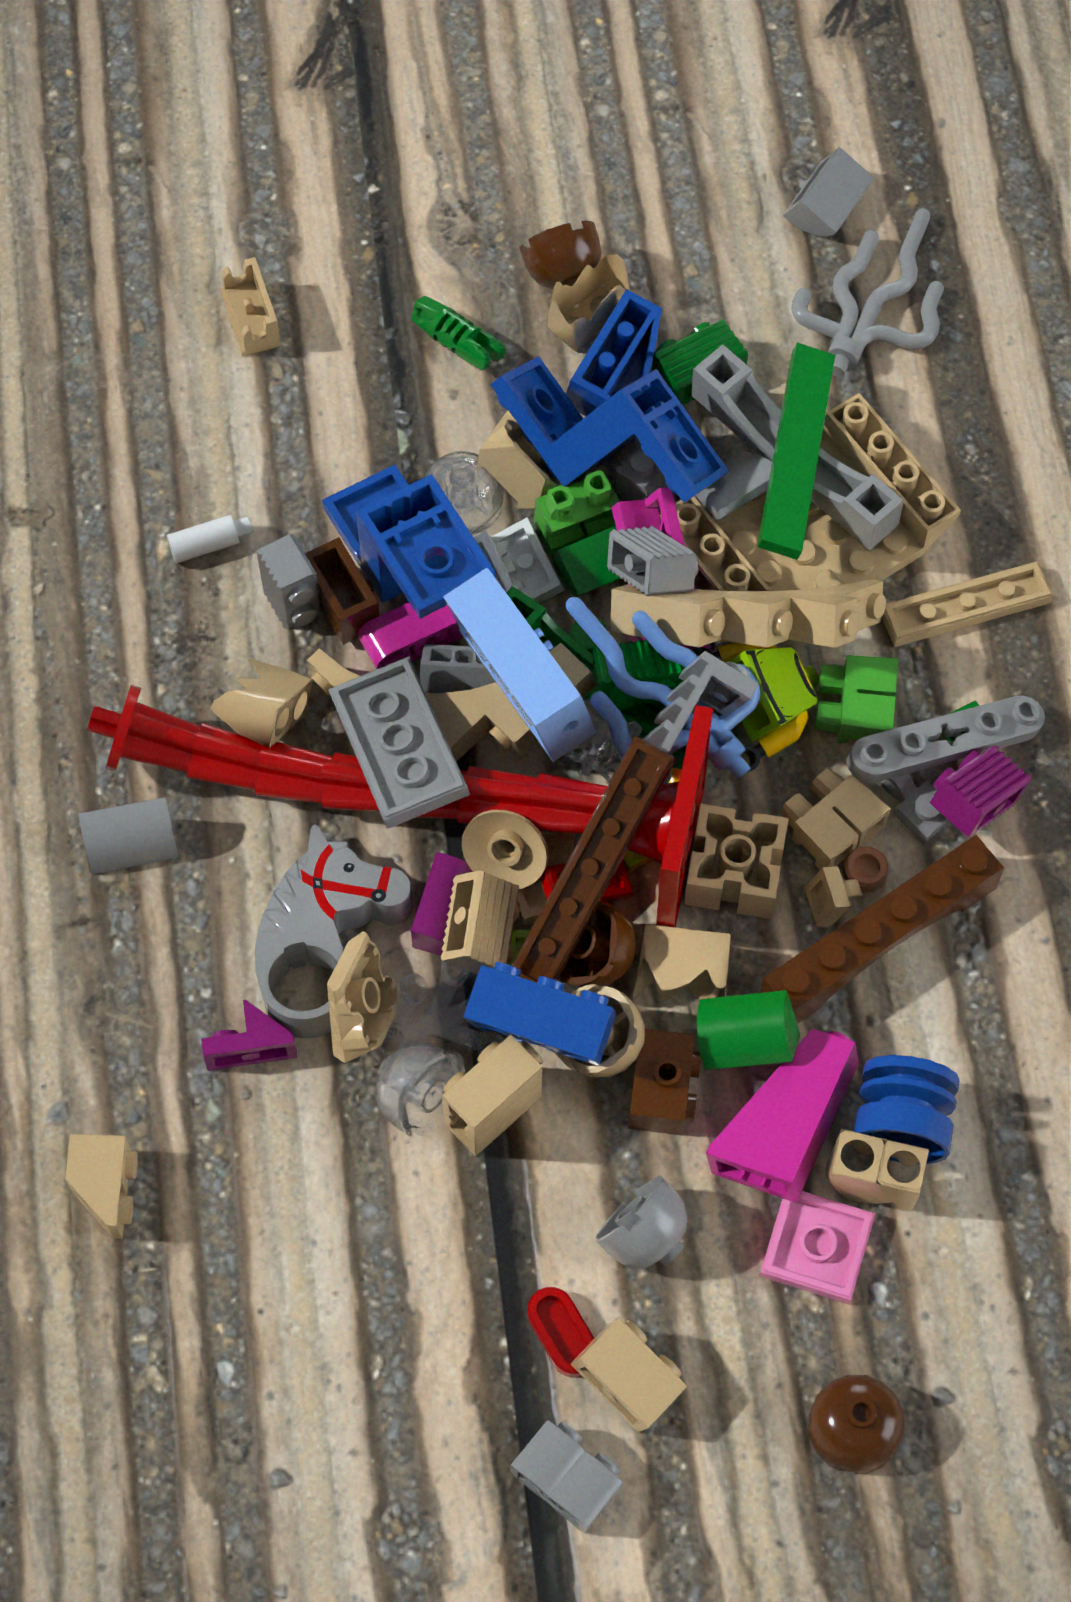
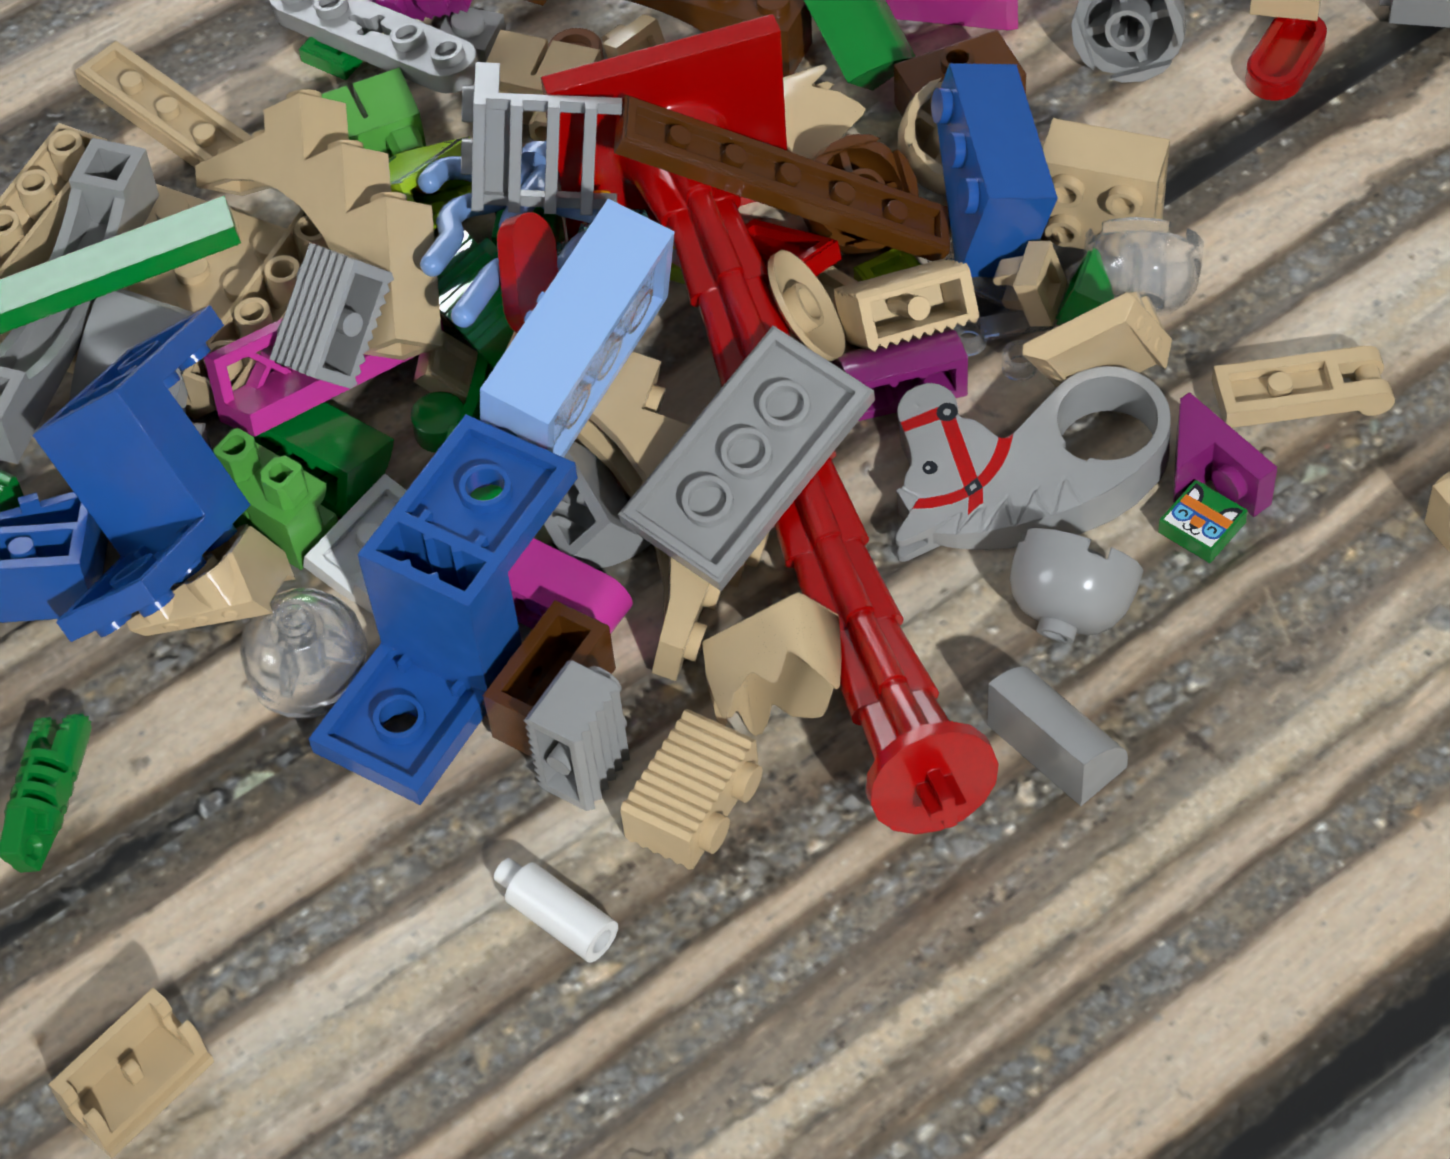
camera: 115 degrees left, 10 degrees down
(214, 898) = (1070, 585): none -> light grey cylinder
(217, 1012) = (1202, 521): none -> tile
(227, 633) = (691, 789): none -> tan brick
(269, 1134) = (1302, 386): none -> tan plate
(414, 1031) = (1085, 290): none -> green slope
(445, 1010) = (1033, 283): none -> tan tile
(598, 668) = (525, 264): none -> red tile

